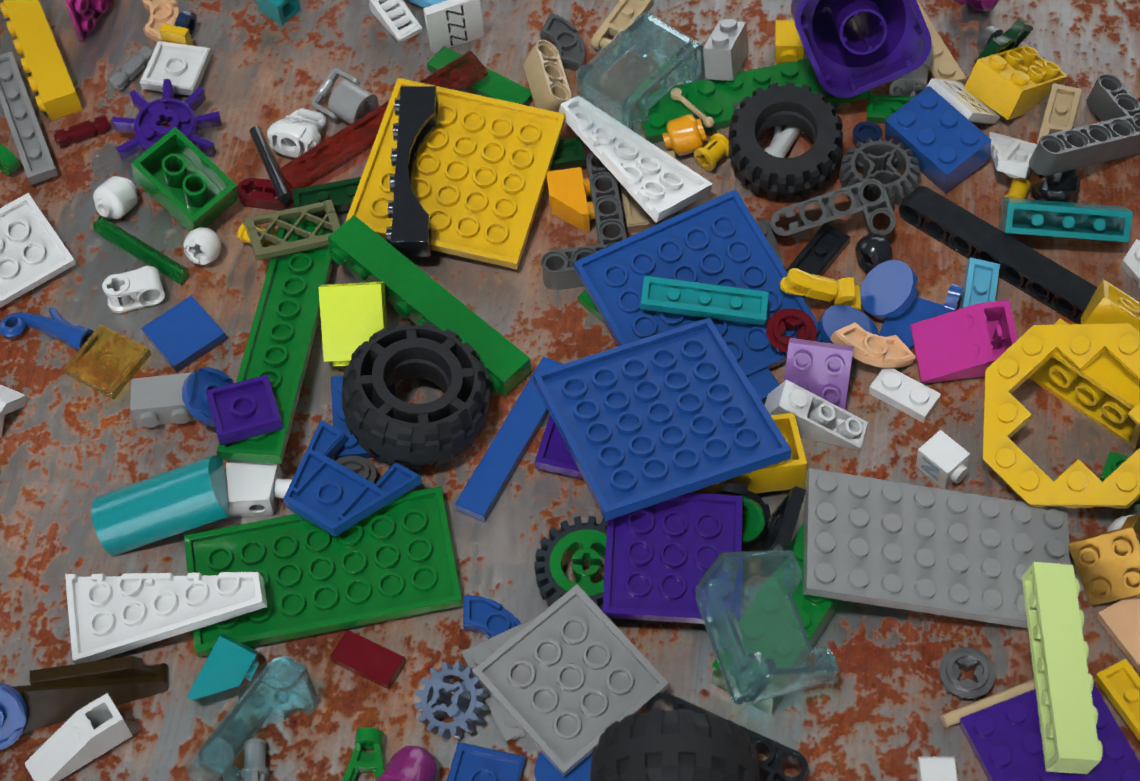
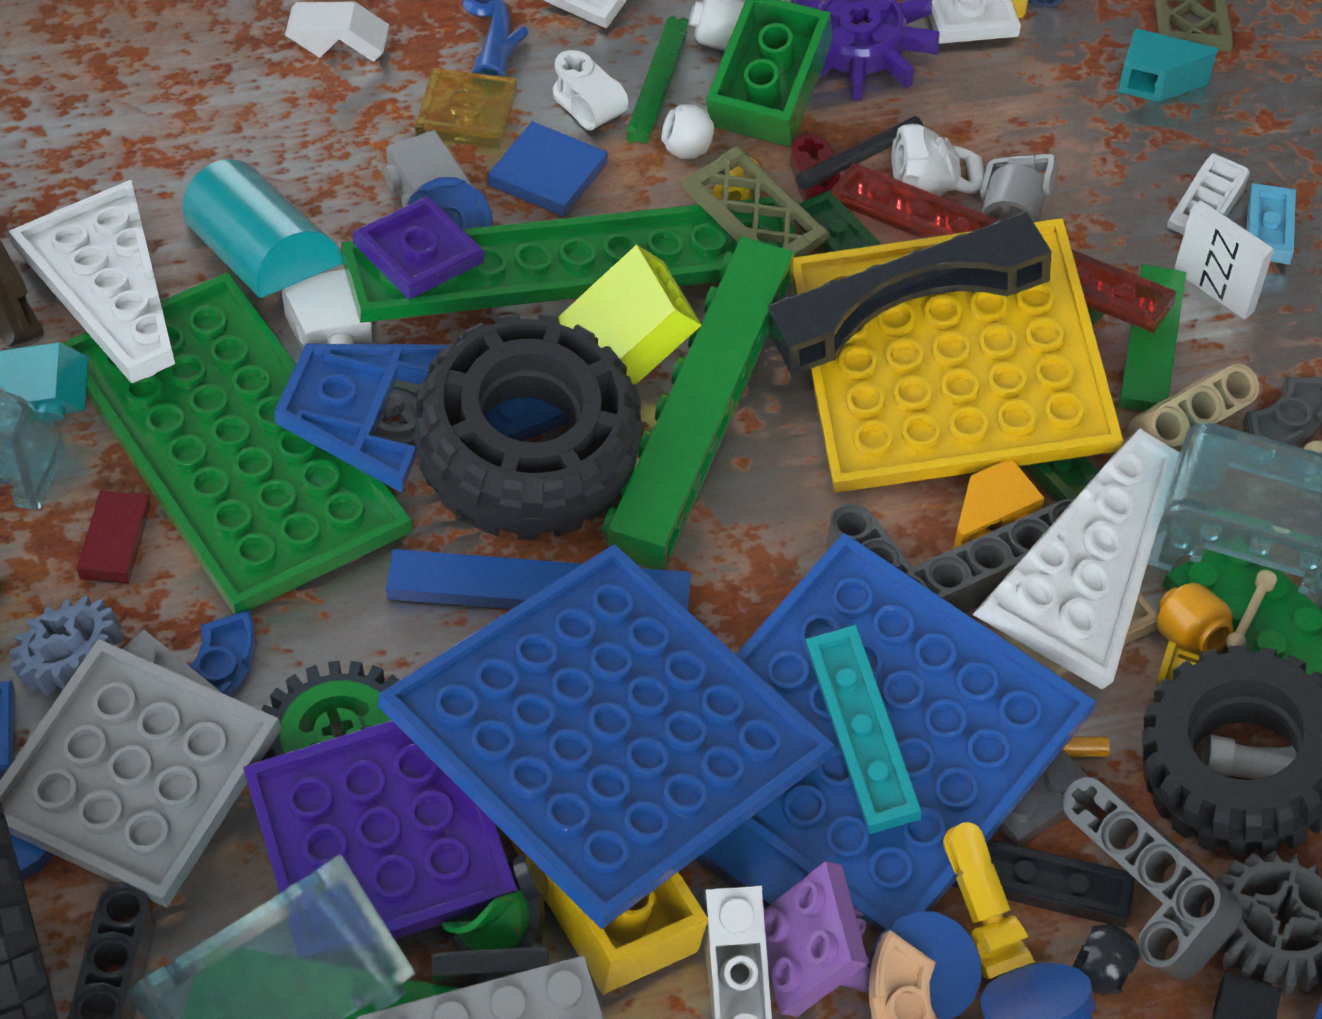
camera: 60 degrees right, 5 degrees down
(794, 320) = (869, 853): dark red gear -> none

